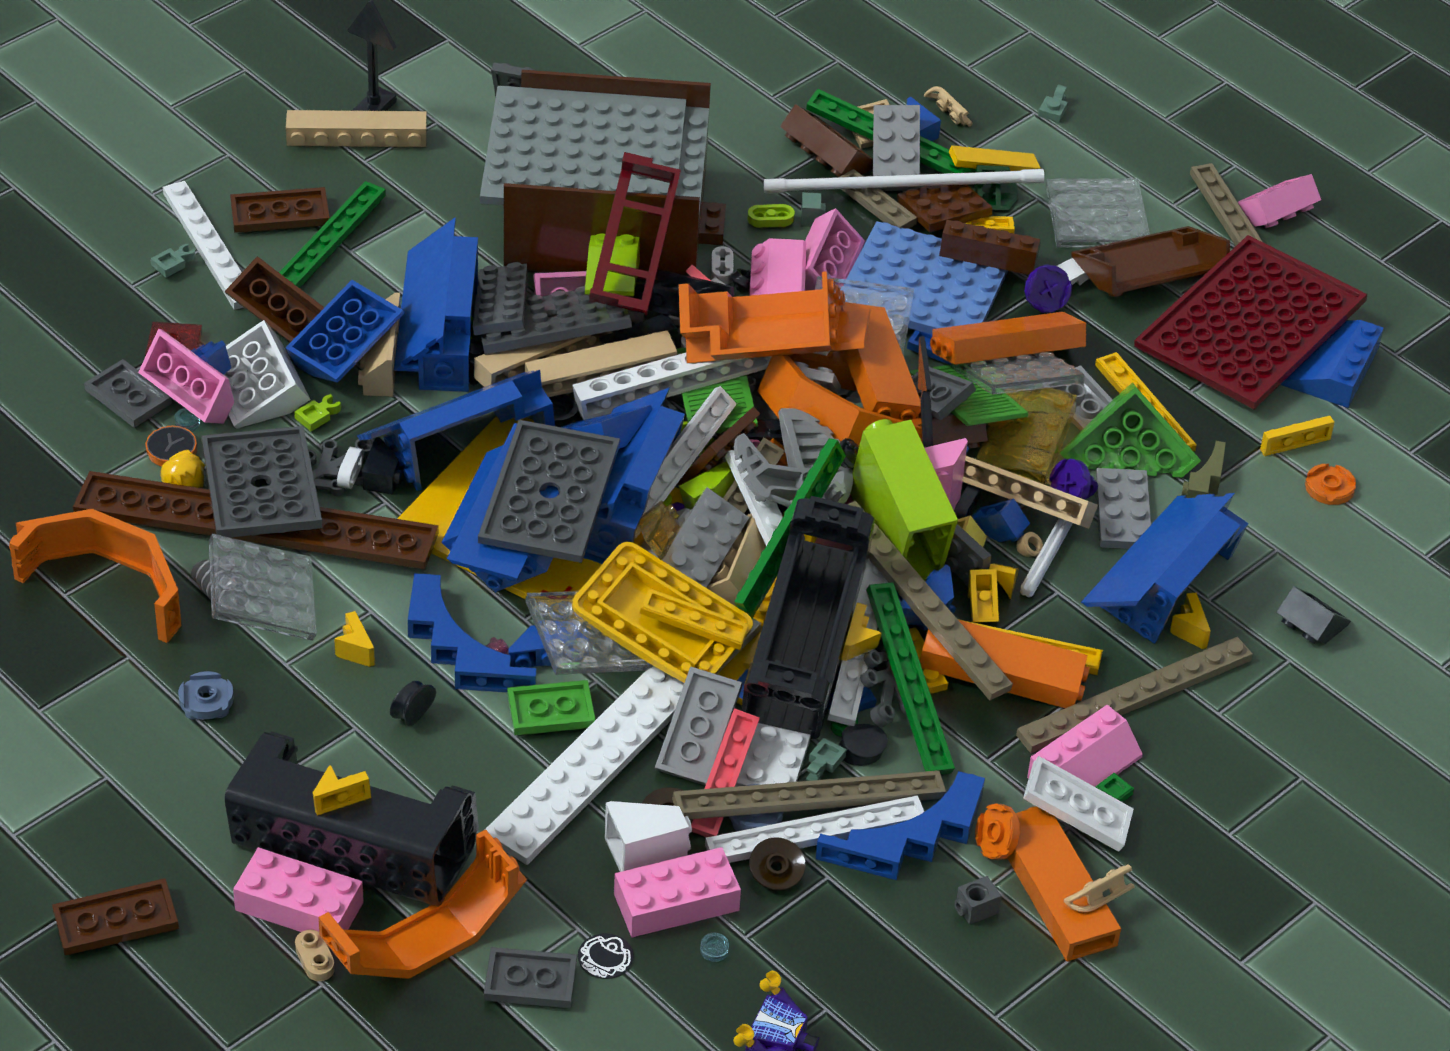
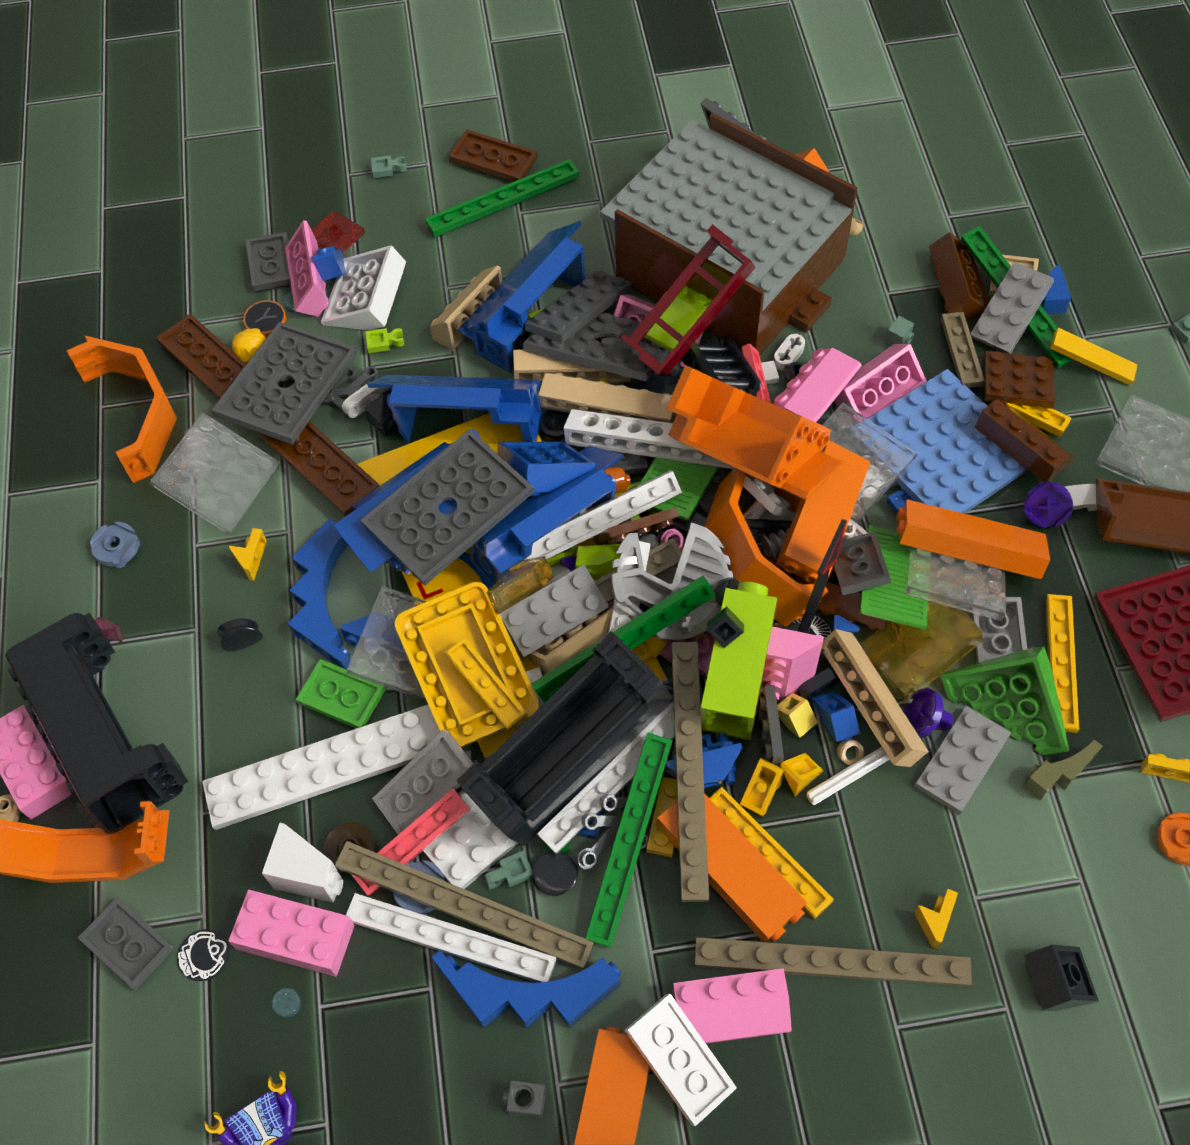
camera: 40 degrees right, 15 degrees up
(203, 236) = (424, 165): white plate -> none
(274, 299) = (419, 238): reddish brown slope -> none
(335, 793) = (62, 702): yellow slope -> none
(342, 332) = (438, 281): blue slope -> none
(356, 128) = (600, 112): tan brick -> none
(372, 28) = (632, 95): black piece -> none
(498, 645) = (342, 616): clear pink plate -> none
(771, 215) = (862, 324): lime plate -> none
(781, 853) = (377, 955): dark brown dish -> none
(859, 637) = (602, 779): yellow slope -> none
(887, 458) = (725, 627): none -> black slope
(947, 103) = (1092, 283): tan piece -> none
(997, 831) = (590, 1043): orange tile -> none
(999, 195) = (1077, 384): dark green slope -> none
(1024, 176) = (1104, 385): white piece -> none
(1116, 787) = (737, 1054): green tile -> none
(1166, 561) = (947, 848): blue panel -> none

